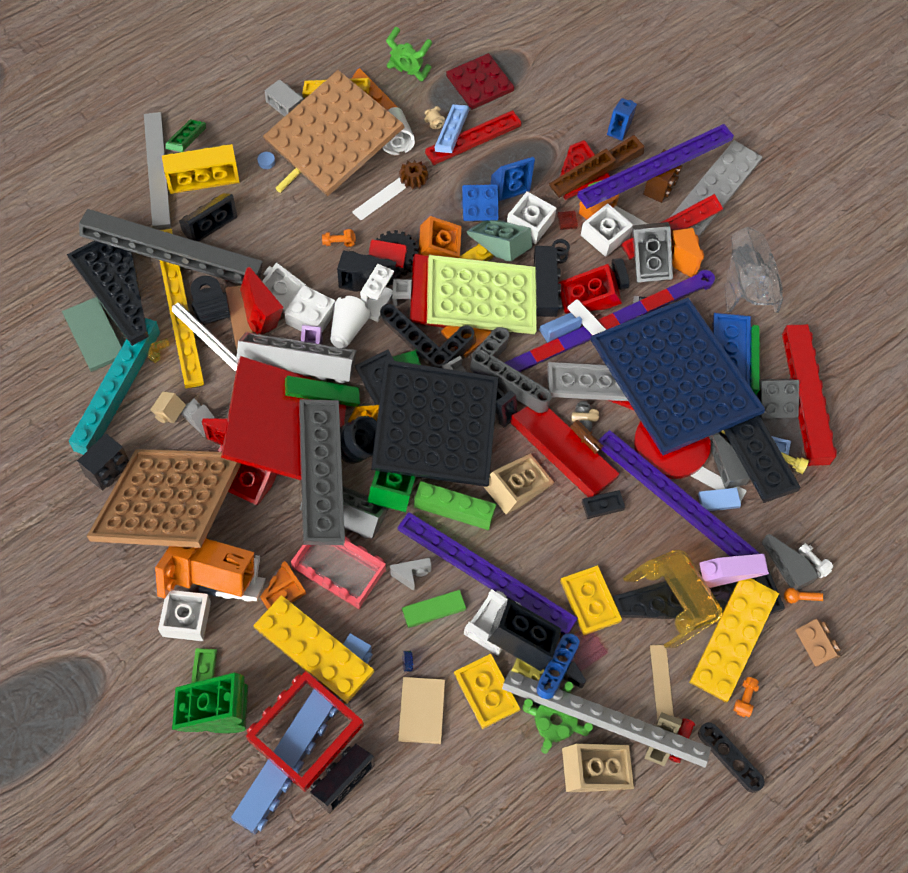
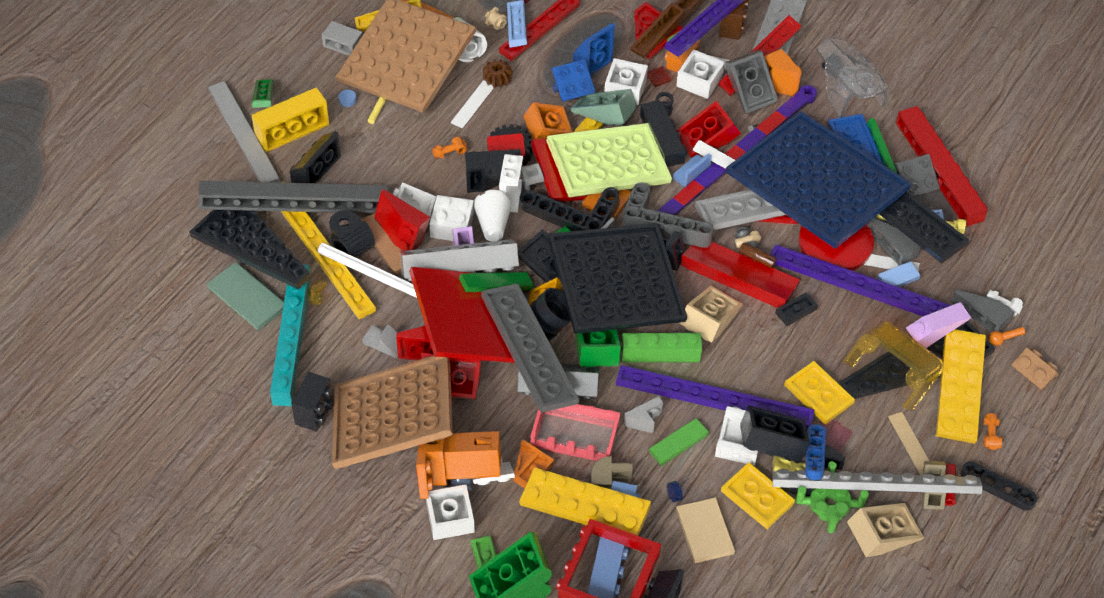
camera: 15 degrees left, 10 degrees down
(168, 407) = (351, 338): tan brick -> none
(347, 619) = (605, 472): none -> dark tan brick
(621, 273) = (729, 107): black beam -> none

